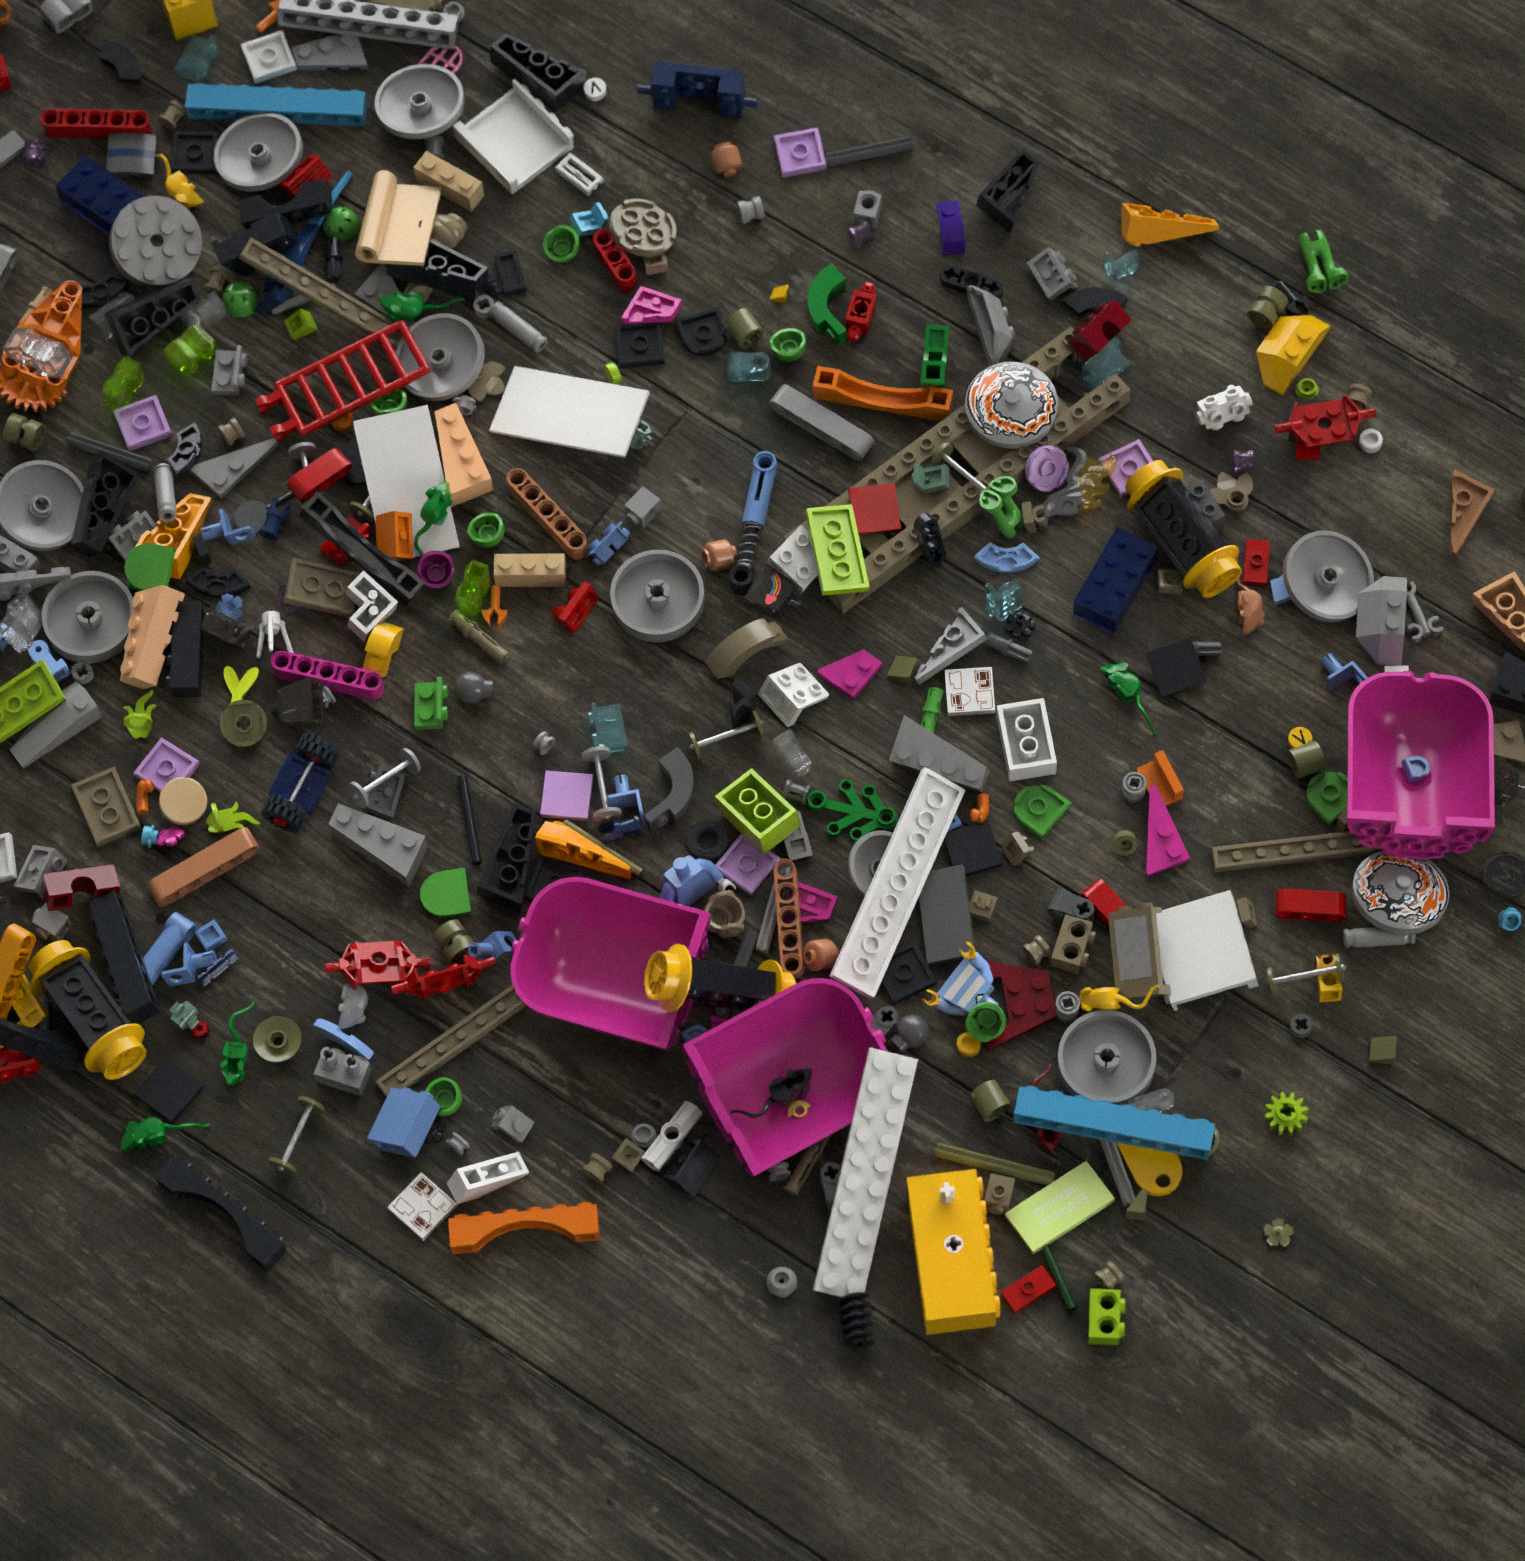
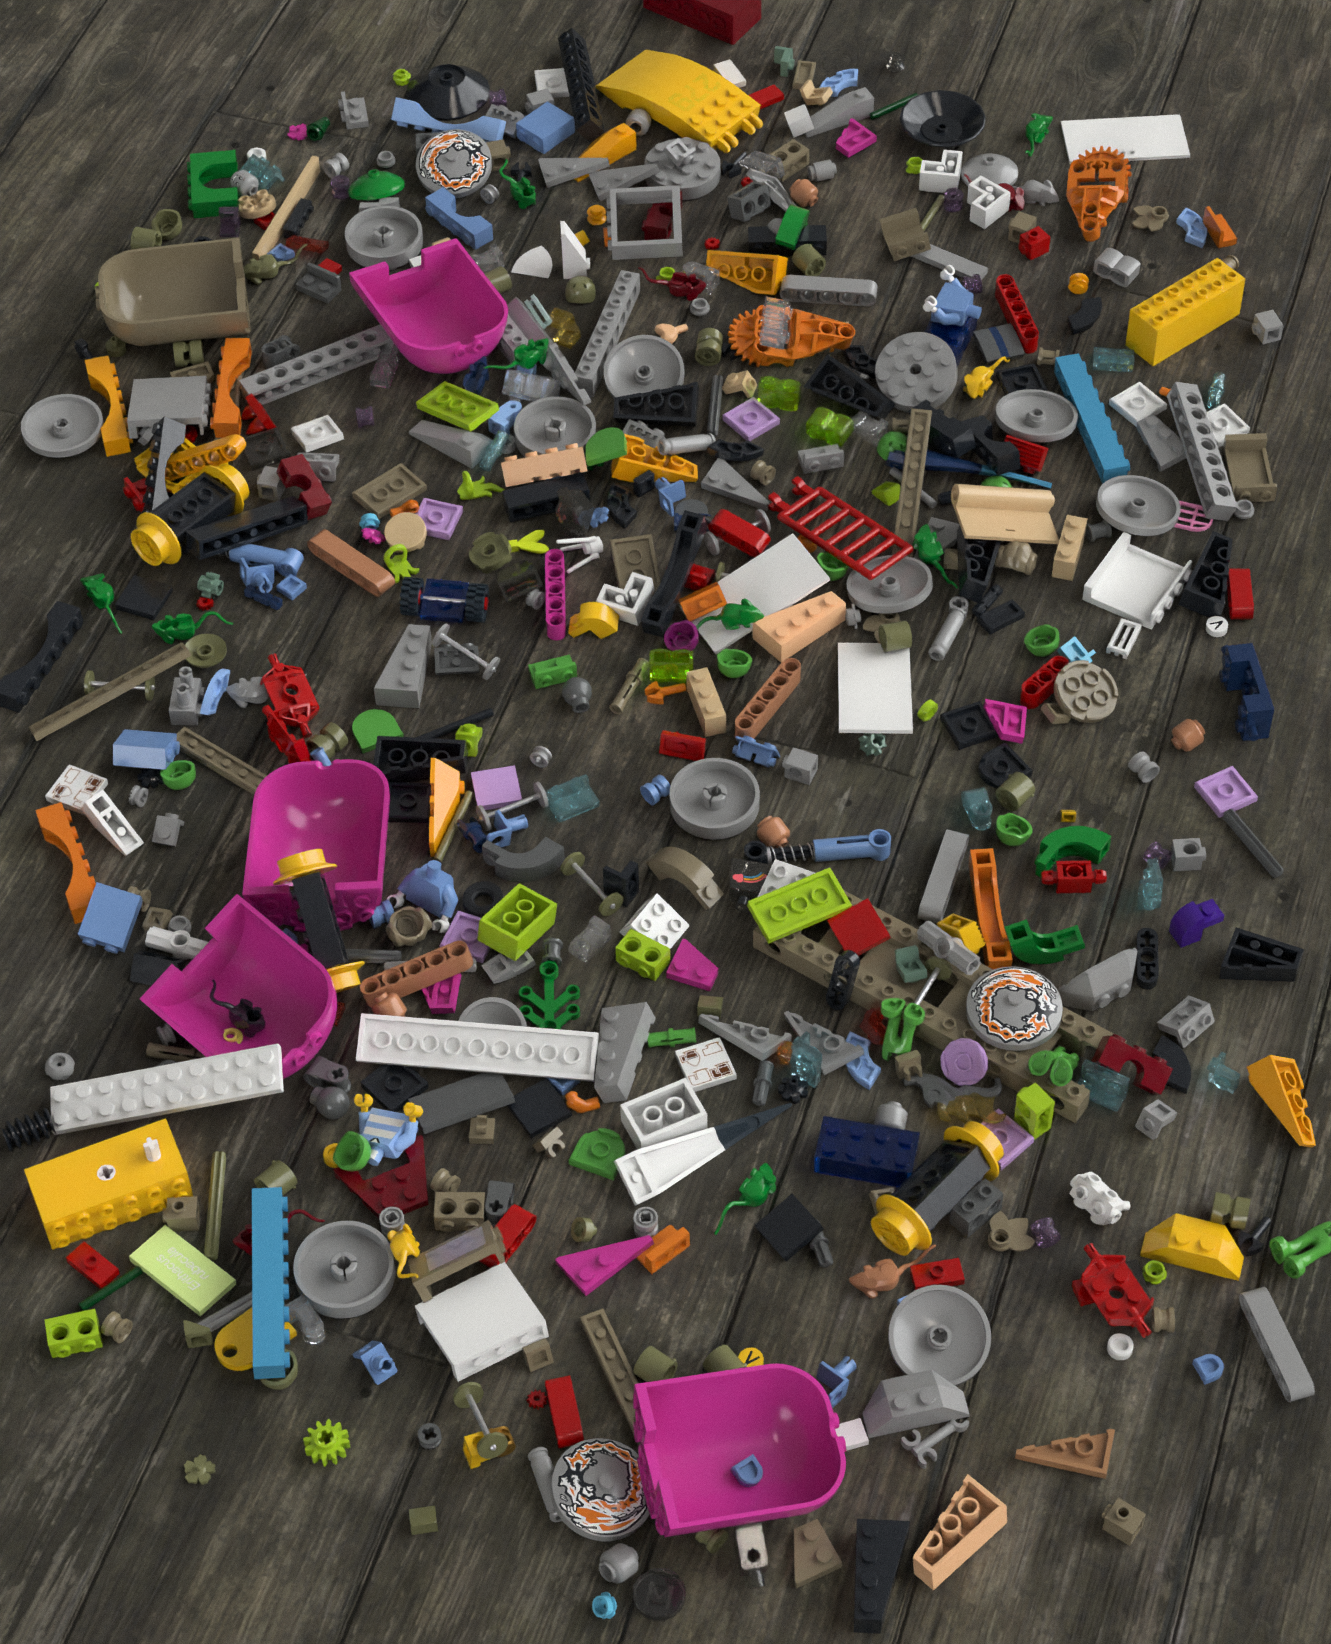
camera: 70 degrees right, 15 degrees down
(76, 52) = (1078, 283): none -> light orange wheel
(81, 172) = (952, 303): none -> medium blue torso
(88, 418) = (740, 382): none -> tan bracket
(95, 685) = (494, 450): none -> clear light blue pin
(308, 1144) = (109, 691): none -> dark tan tile
(493, 805) = (472, 736): none -> lime bracket
(512, 372) = (895, 636): none -> olive piece
(575, 53) = (1240, 594): none -> red beam
(623, 1194) = (110, 918): none -> medium blue brick
(625, 645) = (655, 790): none -> medium blue wheel
(822, 707) = (643, 951): none -> lime brick
(900, 247) = (1150, 887): none -> clear light blue bracket
(904, 425) = (963, 929): none -> yellow brick
(919, 442) = (948, 947): none -> light grey piece
(972, 587) = (833, 1047): none -> light grey wing
(980, 533) = (873, 1027): none -> clear red bracket
(982, 617) = (784, 1052): none -> clear orange tile
(1075, 755) = (661, 1165): none -> white plate
(1082, 390) = (1062, 1063): none -> bright green piece
(1086, 549) = (891, 1115): none -> light grey head
(1120, 427) = (1034, 1110): none -> lime brick
(1151, 334) = (1154, 1118): none -> light grey bracket
(1212, 1052) = (376, 1361): none -> medium blue bracket
(1286, 932) = (534, 1395): none -> red piece
(1290, 817) = (655, 1365): none -> olive piece
(1406, 319) = (1276, 1344): none -> light grey beam
(1411, 379) = (1208, 1367): none -> medium blue tile
(1473, 897) = (618, 1563): none -> light grey head

